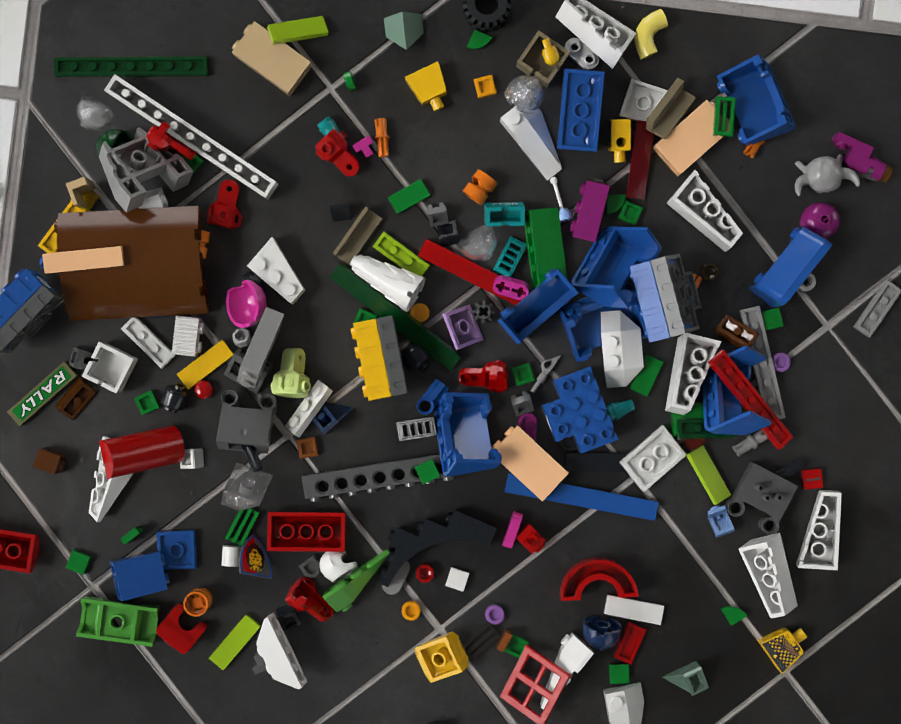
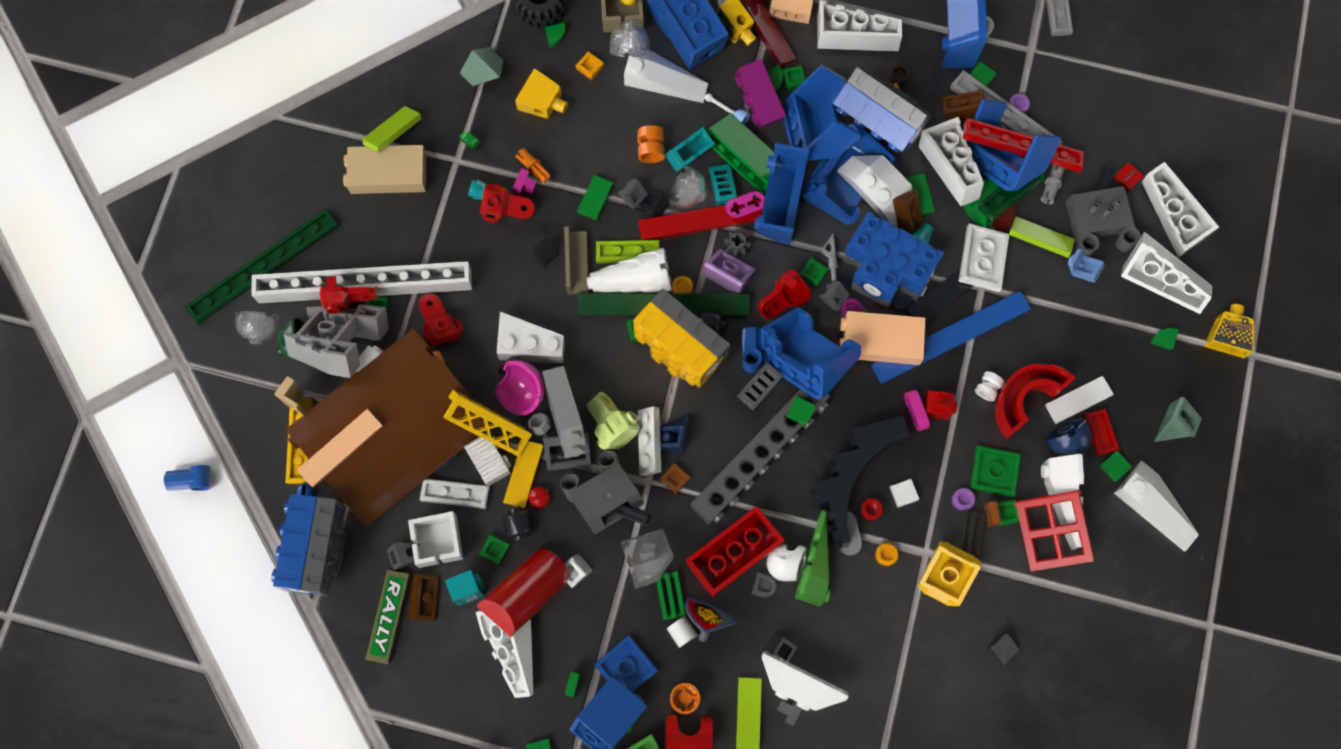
camera: 45 degrees left, 15 degrees down
(49, 461) = (441, 674): reddish brown brick -> none
(105, 417) = (465, 587): none -> teal brick
(206, 309) = (487, 415): none -> yellow fence
(304, 597) = (781, 616): red piece -> none
(532, 612) = (995, 471): none -> green tile
(577, 552) = (989, 386): none -> white wheel
(624, 385) = (908, 211): none -> reddish brown slope

